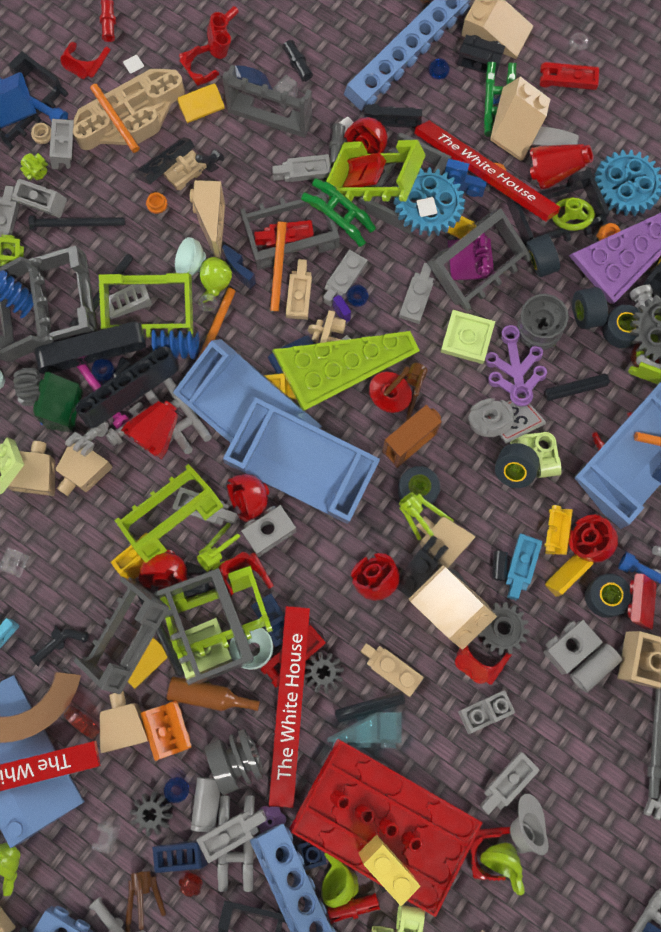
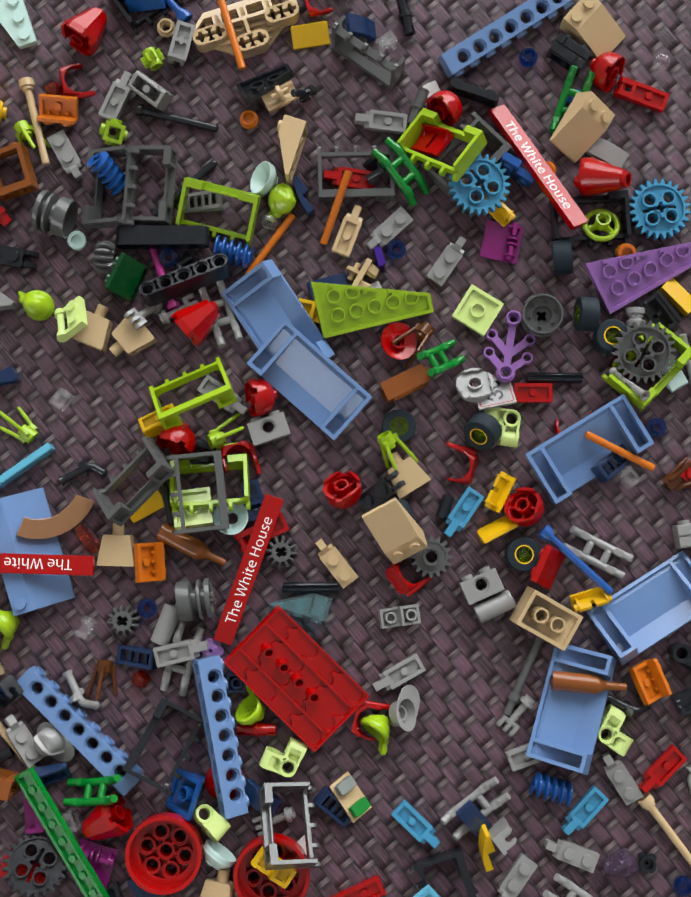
camera: 15 degrees right, 10 degrees up
(310, 215) = (376, 168): none -> black piece
(389, 870) = (287, 709): light yellow brick -> none
(426, 206) = (474, 191): white sticker -> none
(442, 399) = (439, 351): none -> green piece
(512, 239) = (520, 217): dark grey hinge -> none
(512, 496) = (472, 455): none -> red helmet
(527, 55) = (606, 69): none -> red cylinder
(560, 409) = (533, 392): none -> red plate

